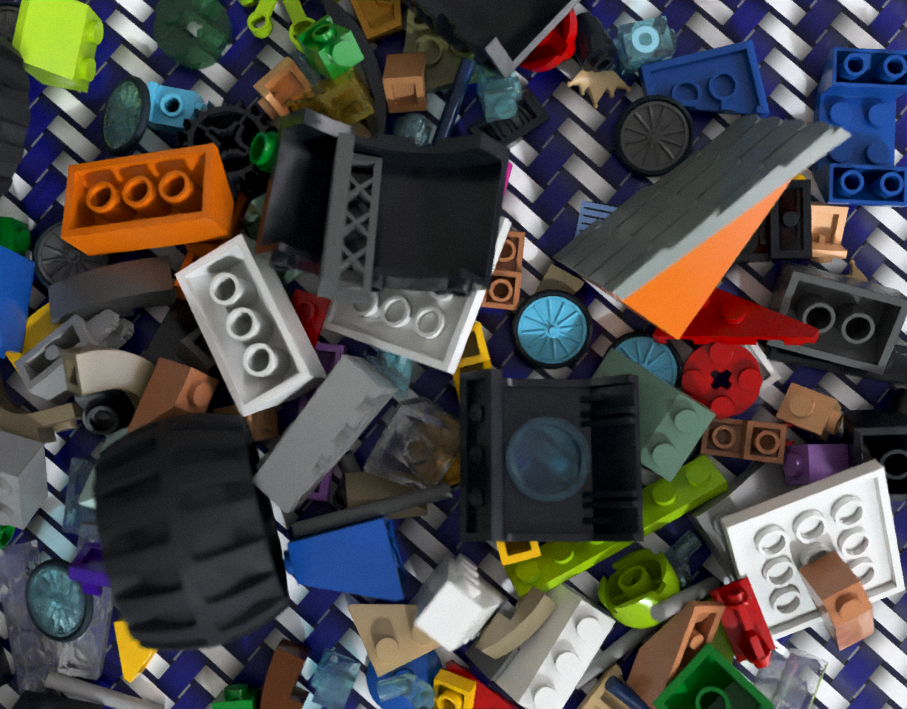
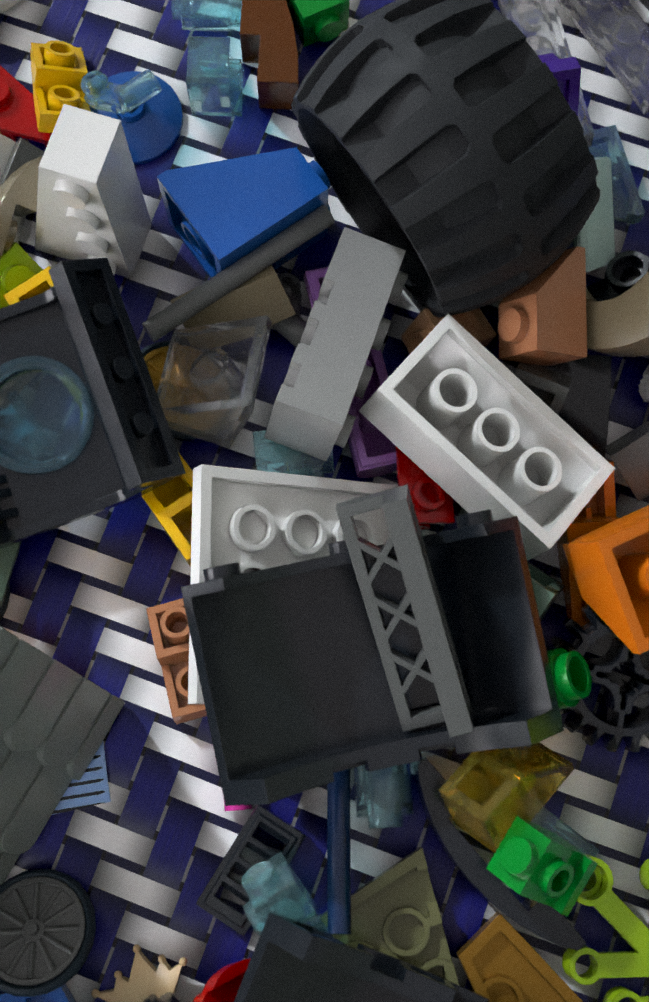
camera: 160 degrees right, 10 degrees down
(56, 603) = (584, 34): clear light blue wheel -> none
(280, 85) = (590, 792): light nougat bracket -> none
(390, 634) = (163, 142): tan wing -> none
(405, 82) = (419, 867): medium nougat panel -> none
(552, 329) = (91, 601): medium azure wheel -> none
(559, 279) = (107, 661): dark tan tile -> none

